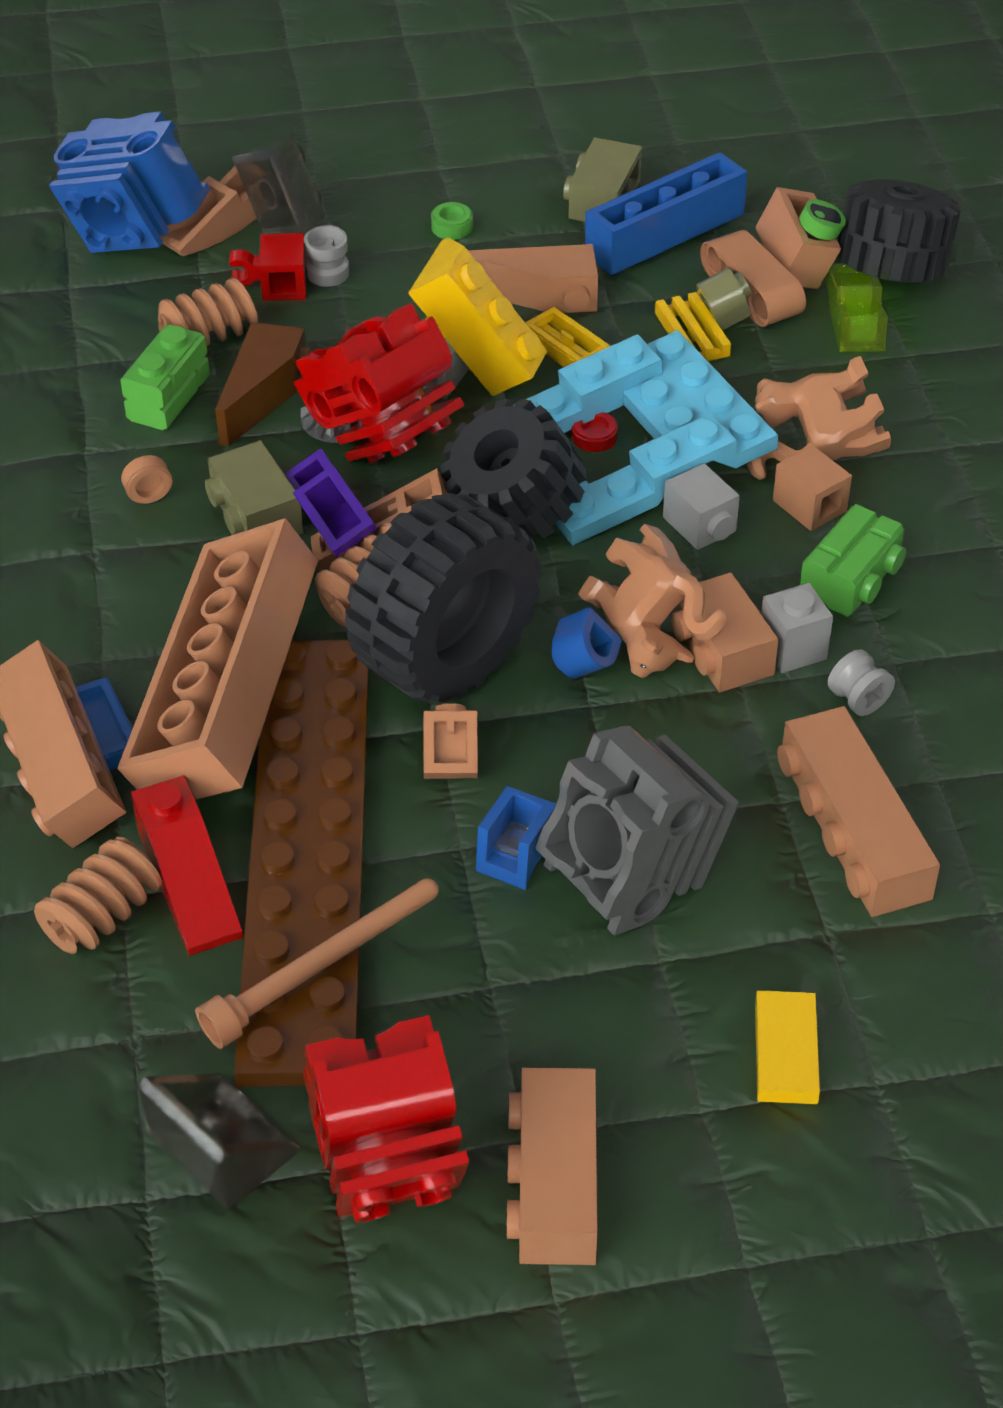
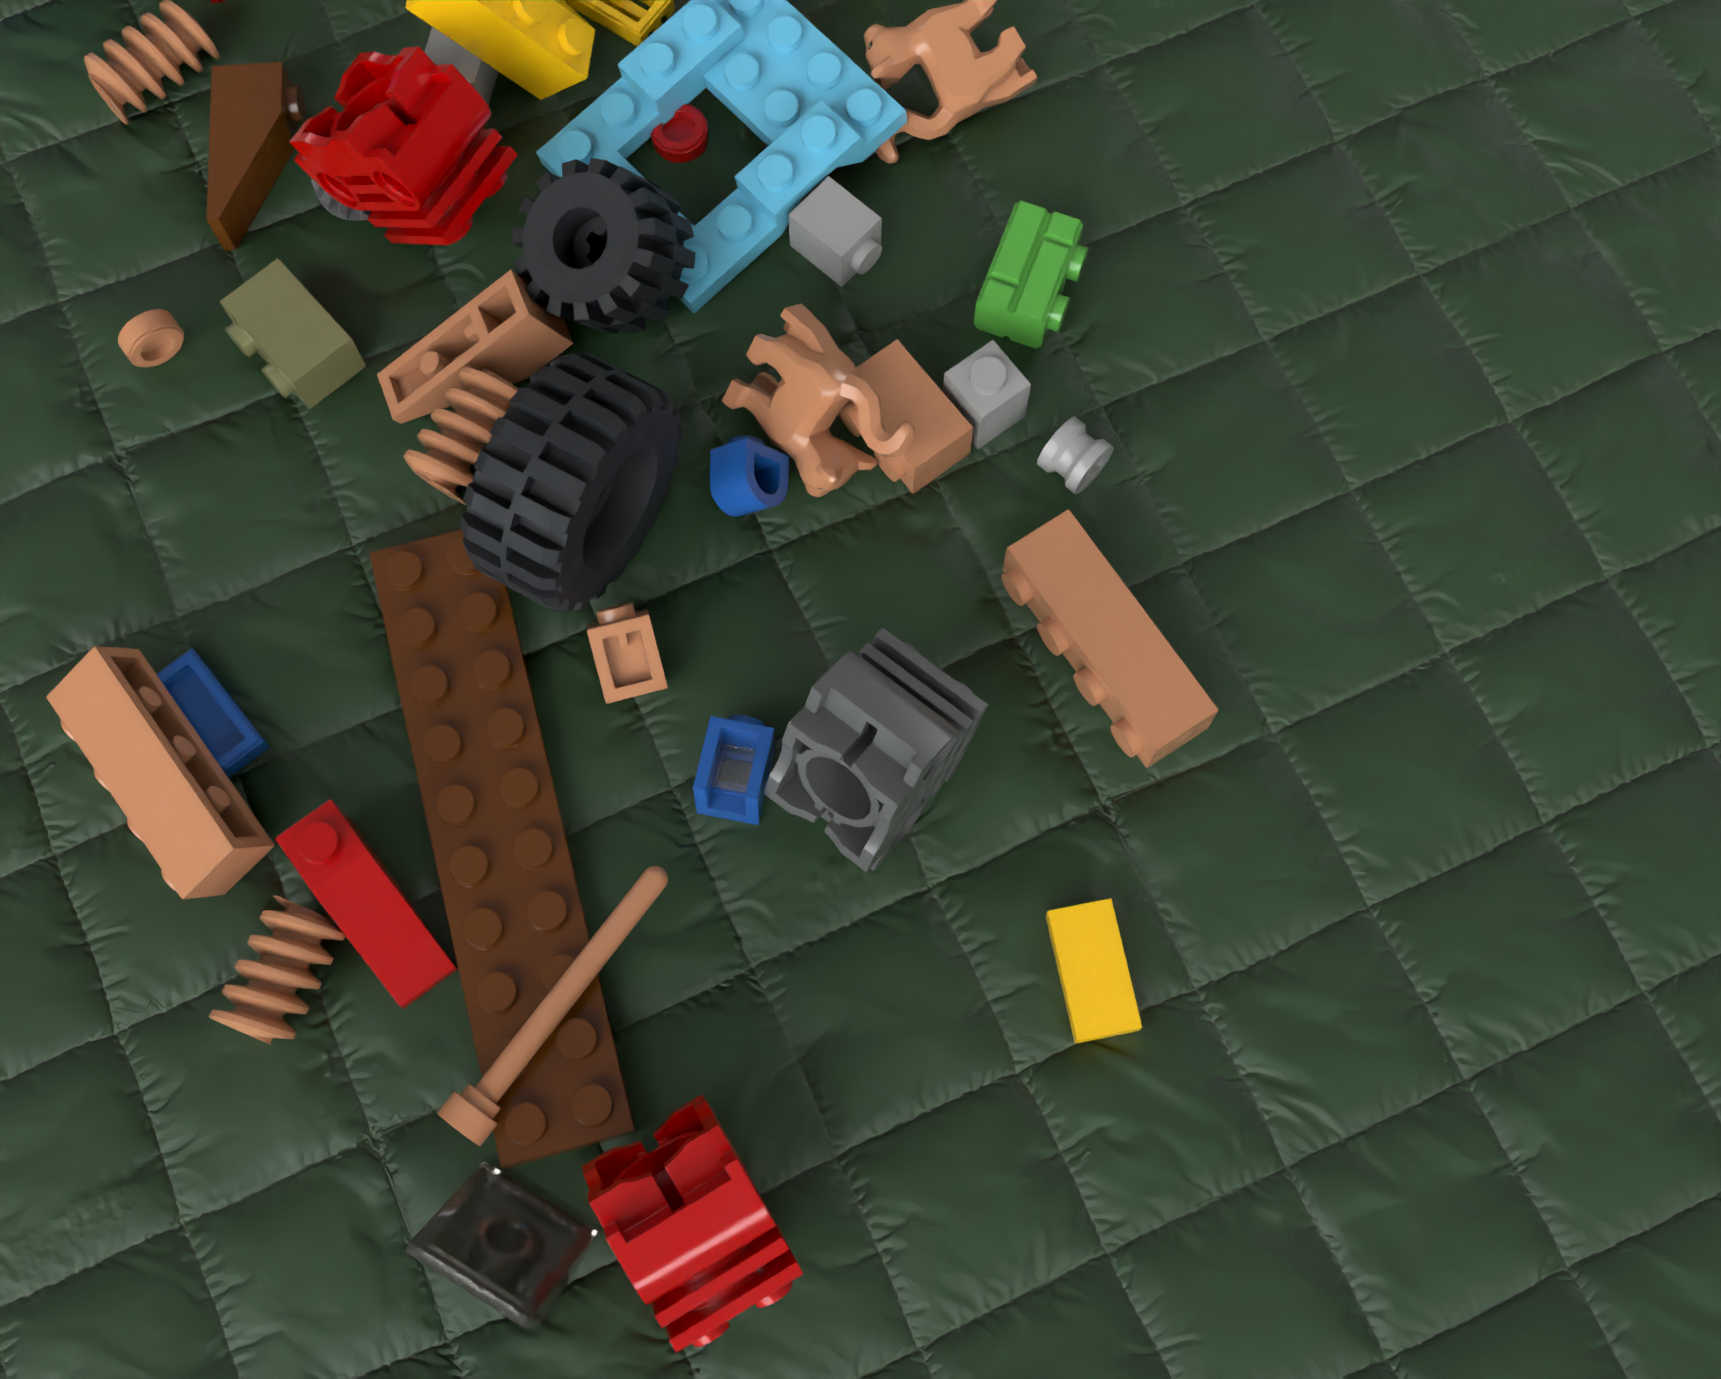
camera: 15 degrees left, 25 degrees up
(165, 377) = (126, 169): bright green brick -> none
(221, 662) = (327, 617): nougat brick -> none
(329, 503) = (392, 339): dark purple slope -> none
(554, 1167) = (882, 1197): nougat brick -> none
(811, 487) = (958, 172): nougat brick -> none

